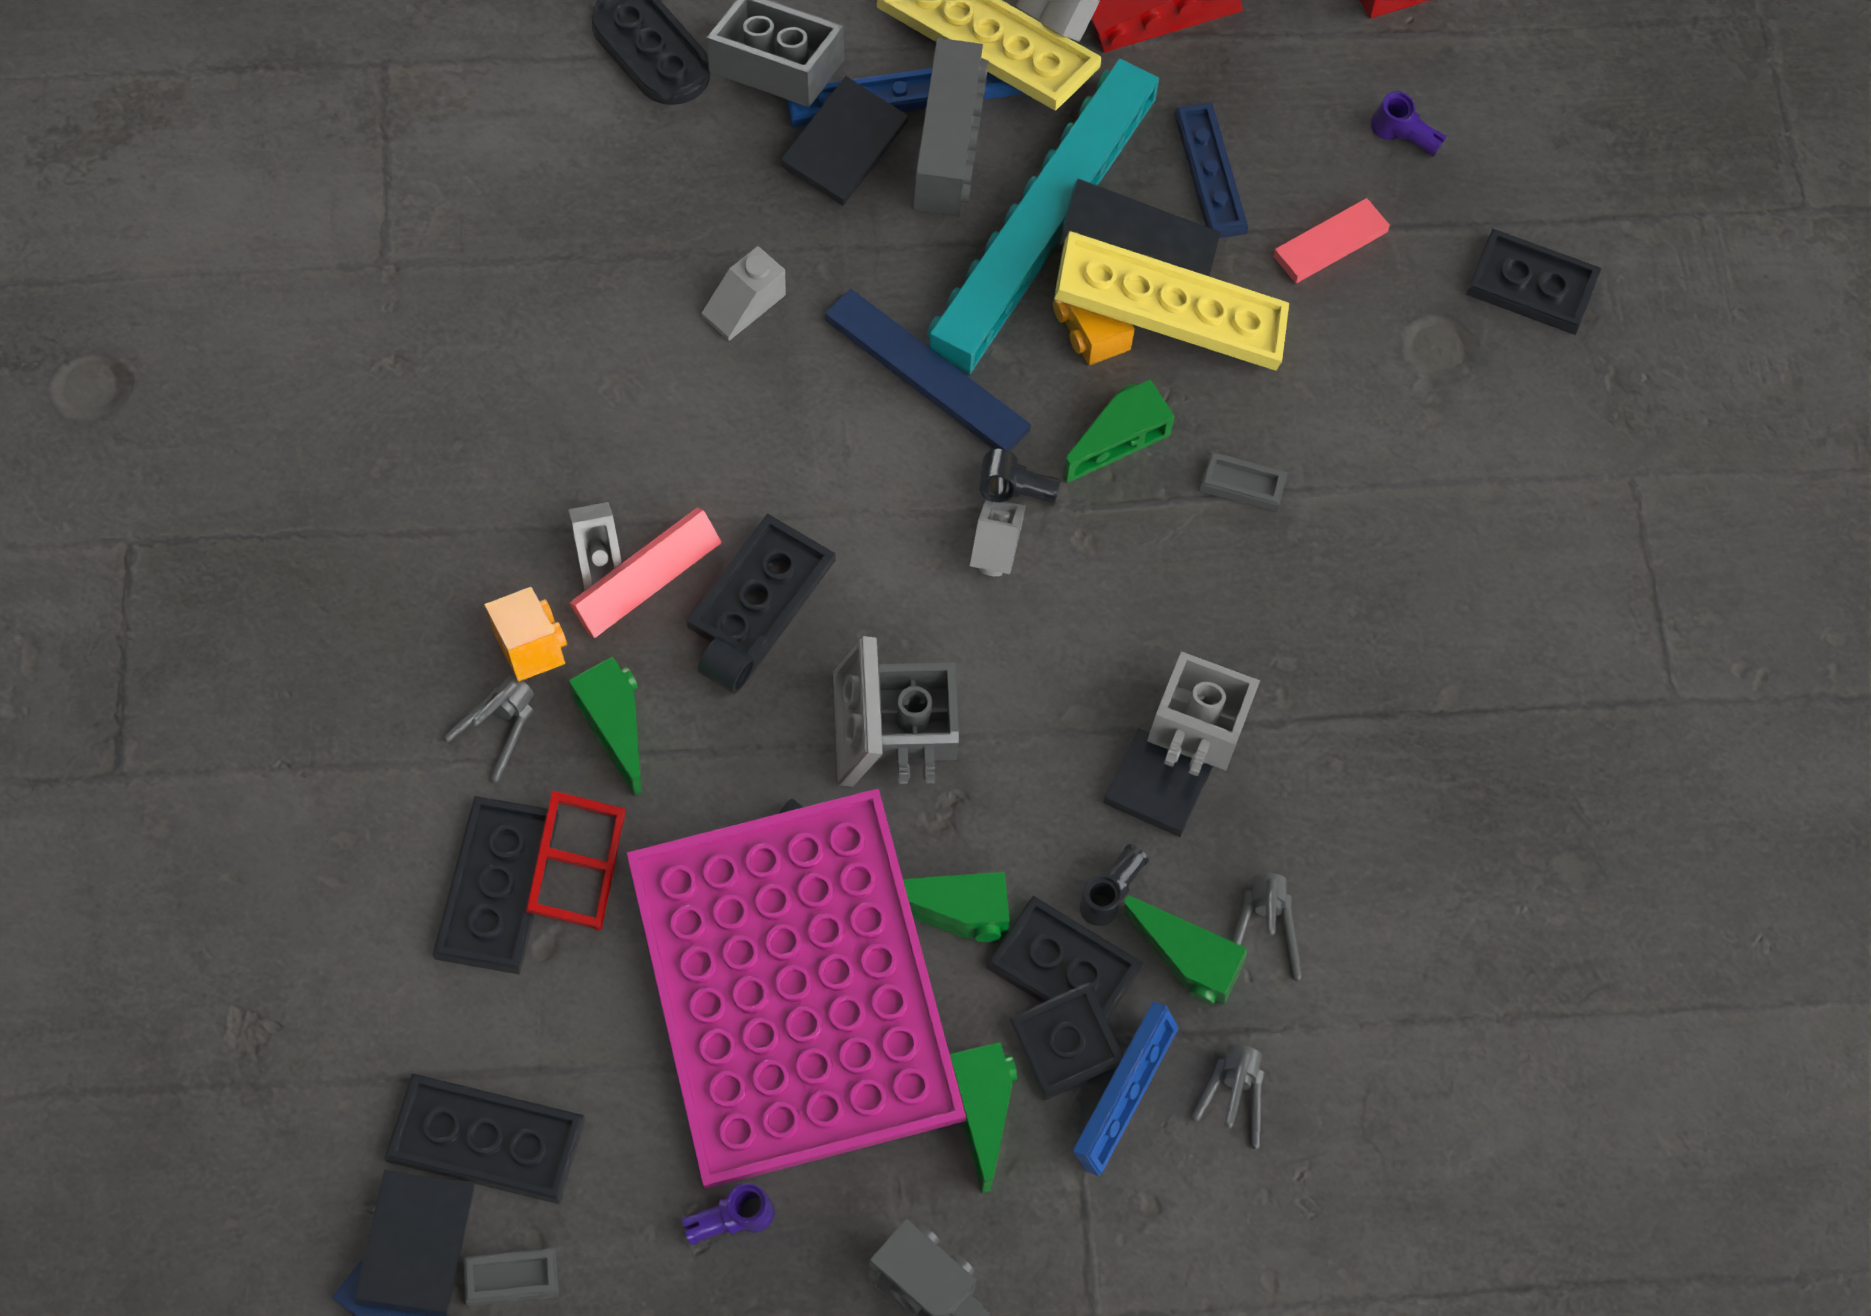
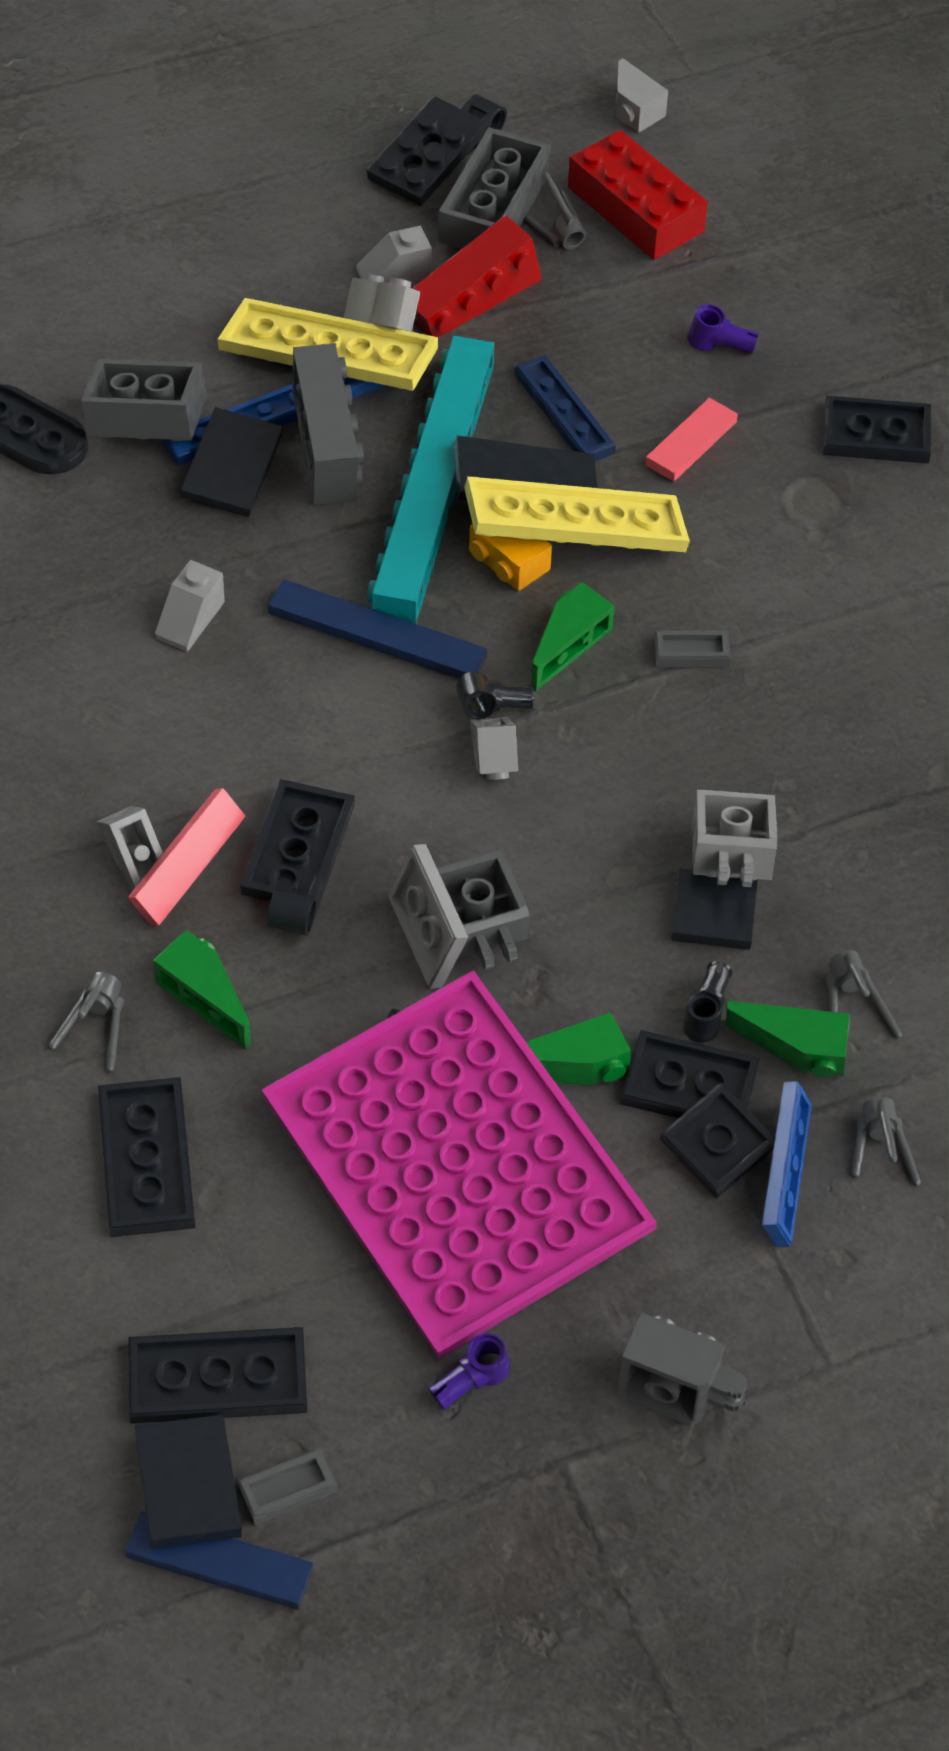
camera: 15 degrees left, 10 degrees down
(526, 633) = (97, 933): light orange brick -> none
(575, 859) = (184, 1113): red window -> none
(985, 1090) = (666, 1196): green slope -> none

